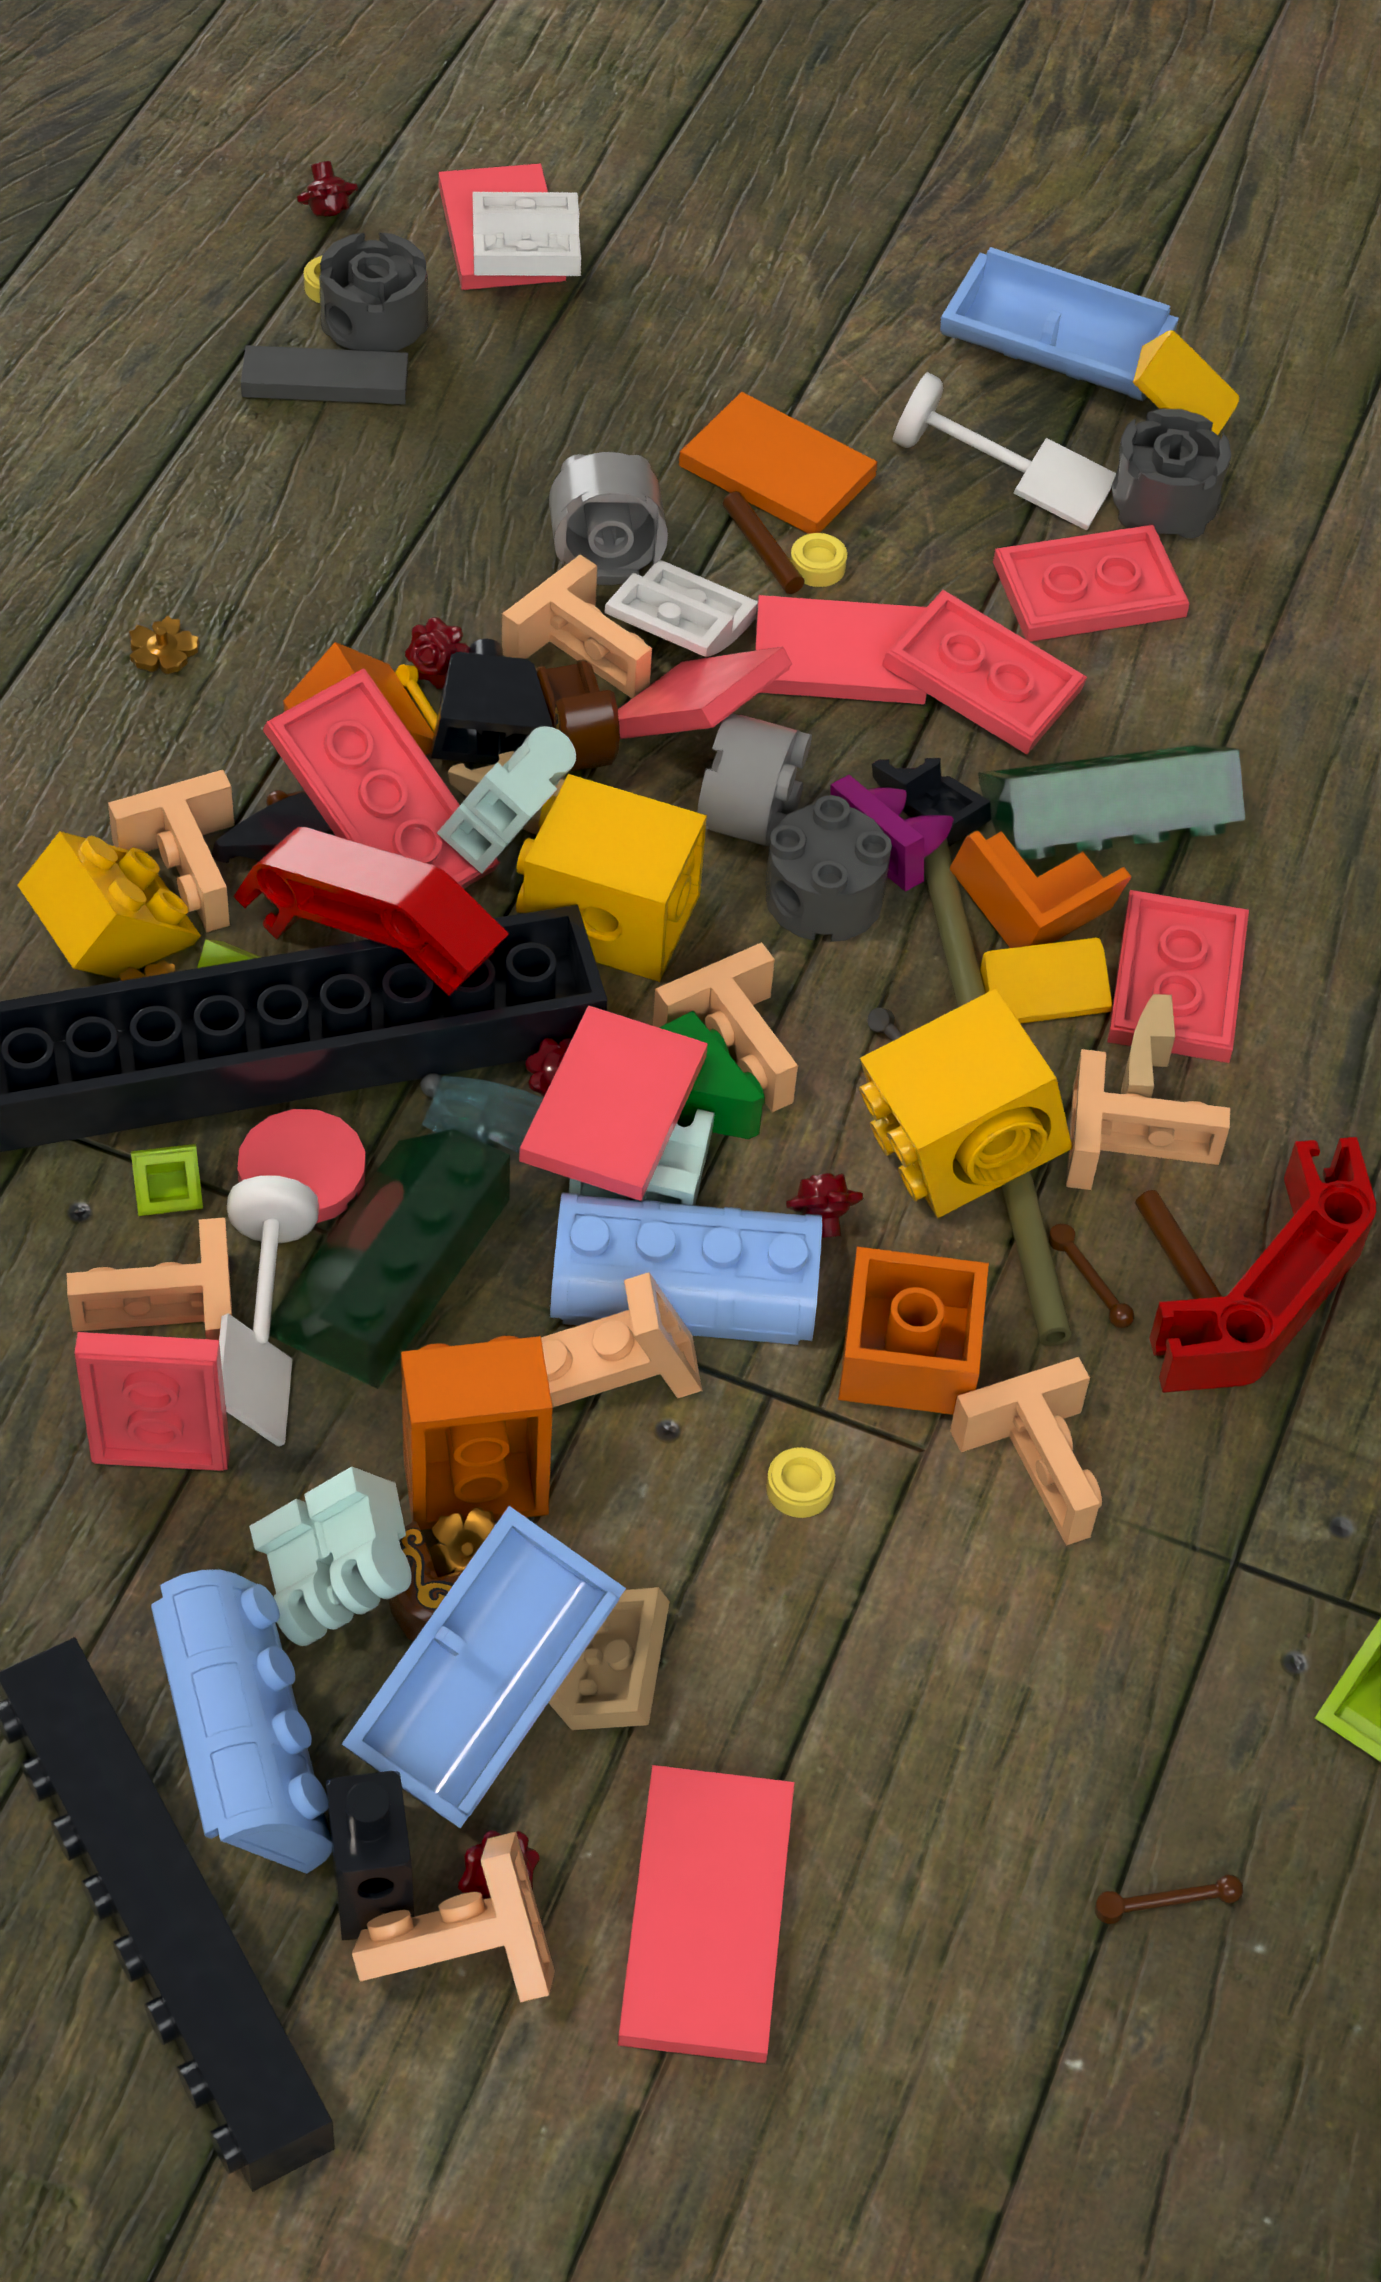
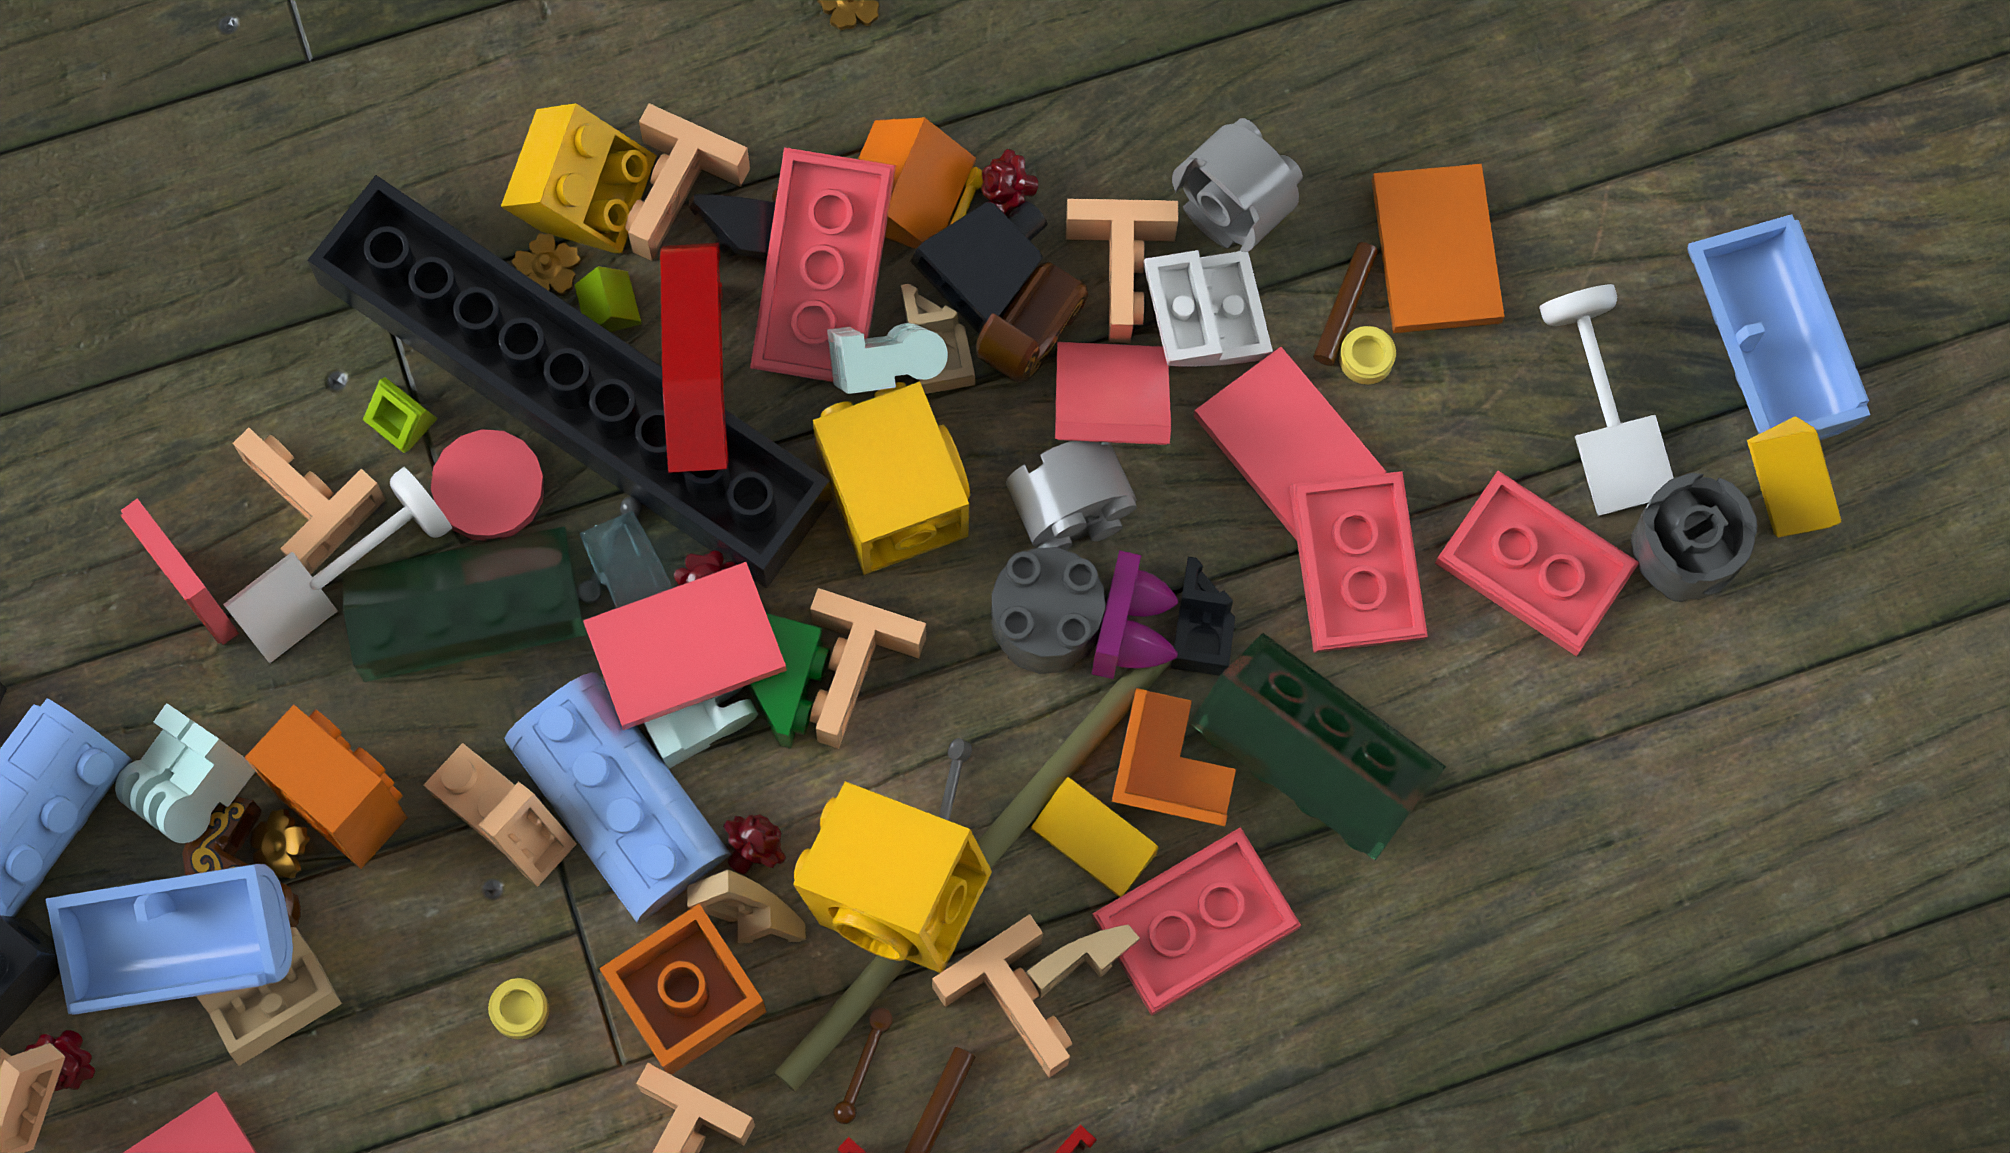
camera: 50 degrees right, 20 degrees up
(873, 1231) = (749, 904): none -> tan slope

